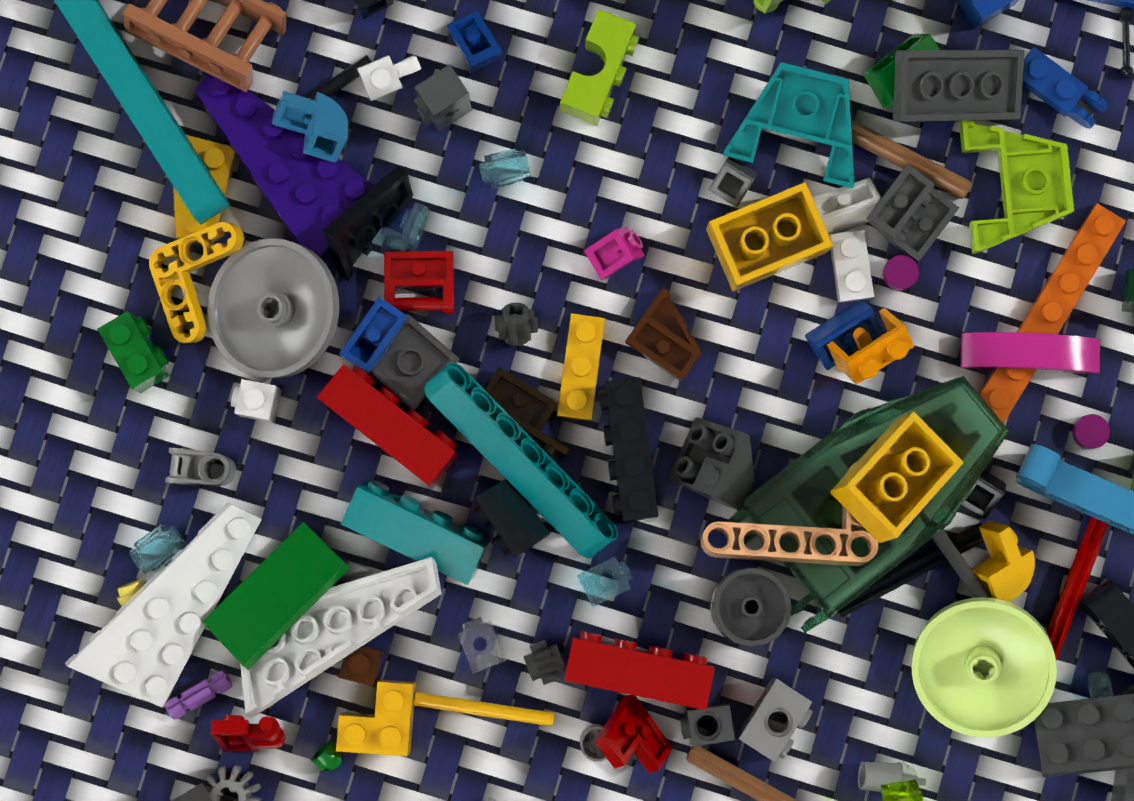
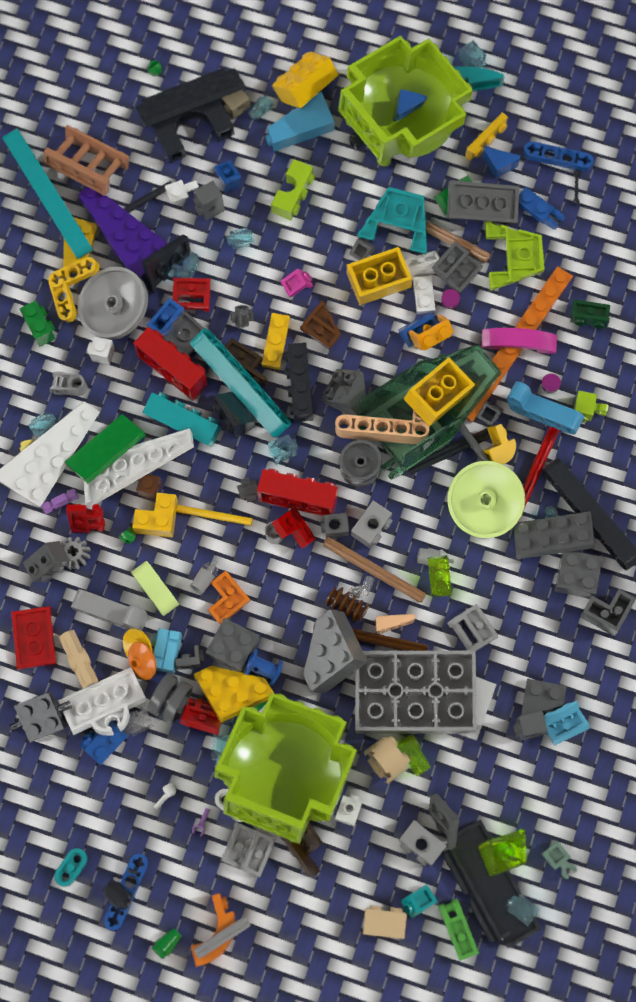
camera: 10 degrees right, 10 degrees down
(320, 121) = (142, 210): dark azure brick -> none
(491, 655) = (214, 486): clear brick -> none

